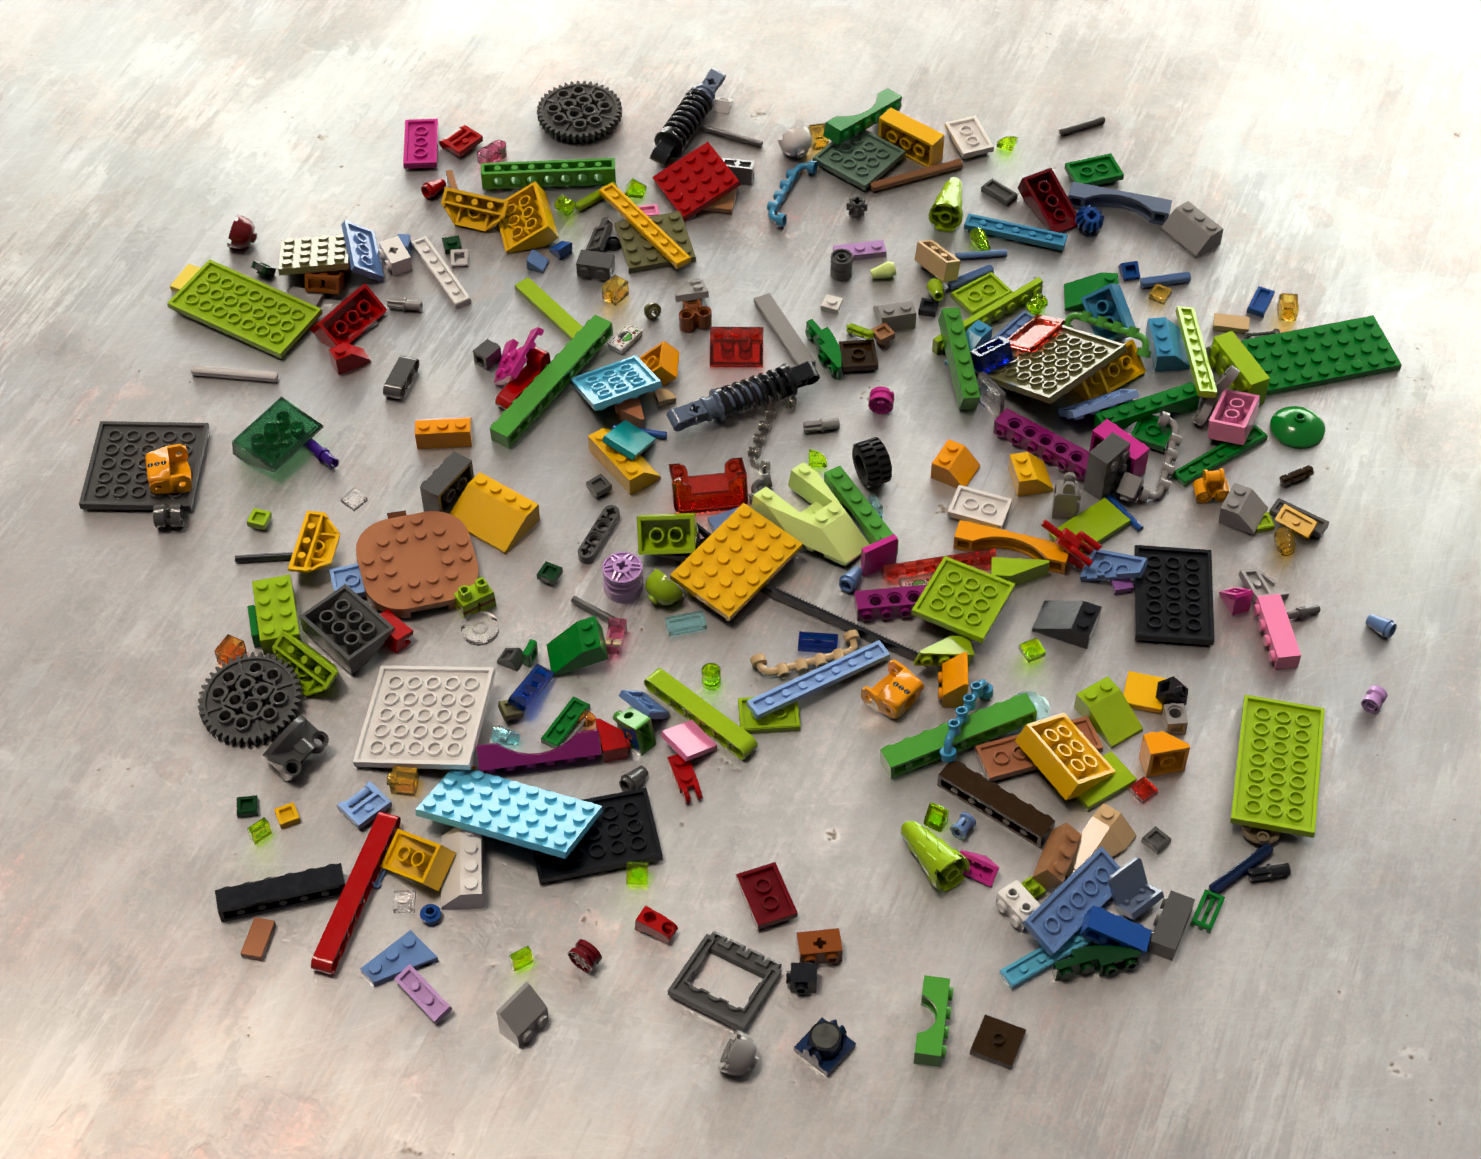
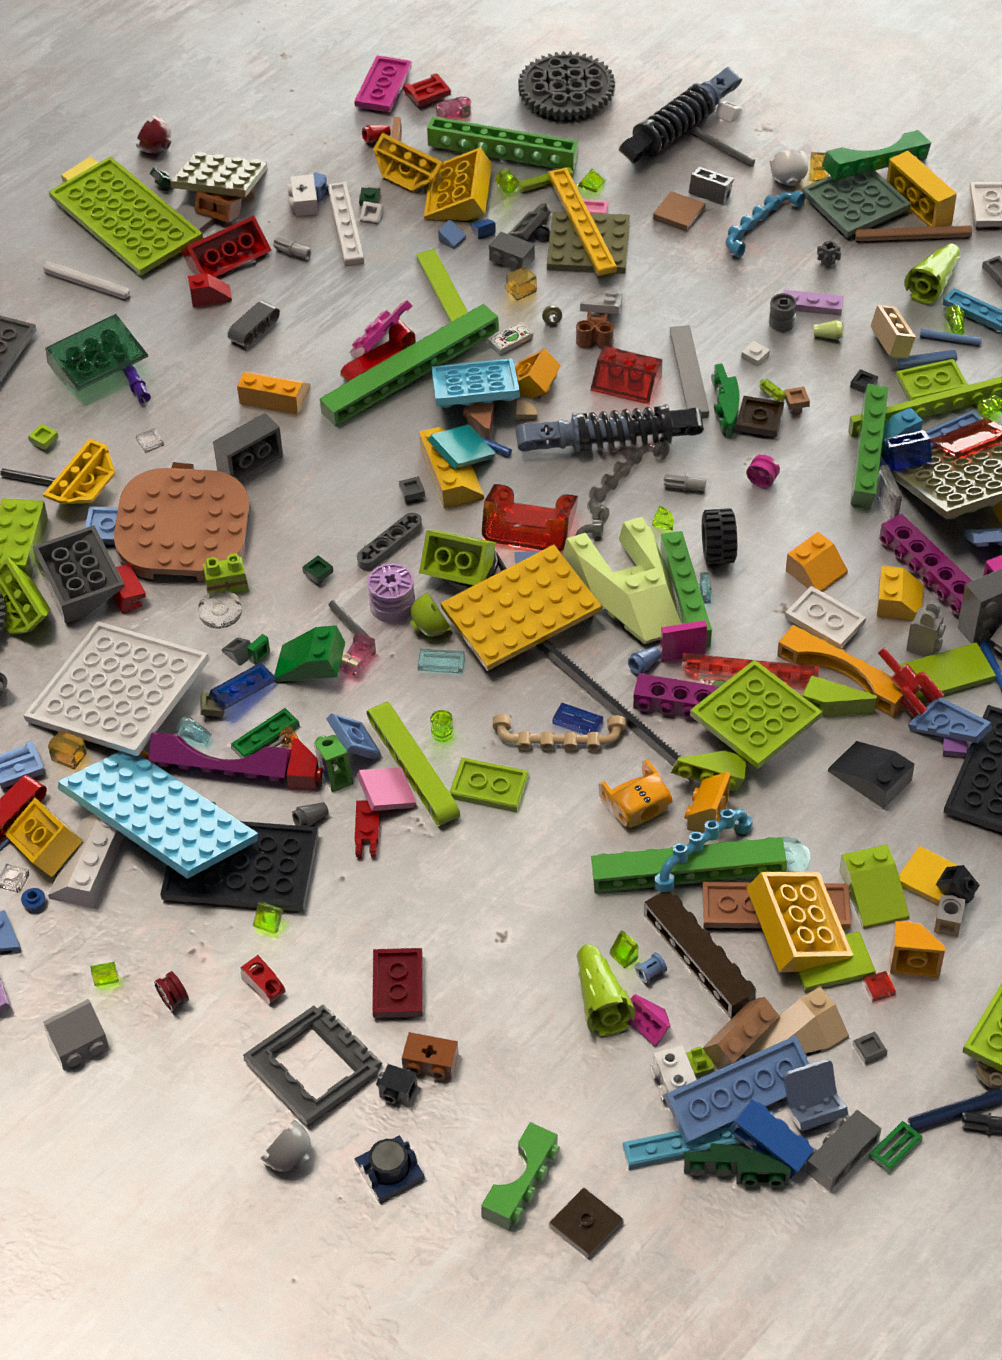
camera: 20 degrees right, 0 degrees up
(362, 251) = (270, 182): medium blue plate -> none
(487, 354) = (354, 320): dark grey brick -> none
(495, 512) = (287, 490): yellow slope -> none
(696, 181) = (660, 186): red plate -> none
(817, 679) = (557, 760): light blue plate -> none
(896, 315) = (822, 382): light grey slope -> none
(935, 289) = (879, 363): lime cone -> none
(1032, 650) = (816, 792): clear neon green plate -> none

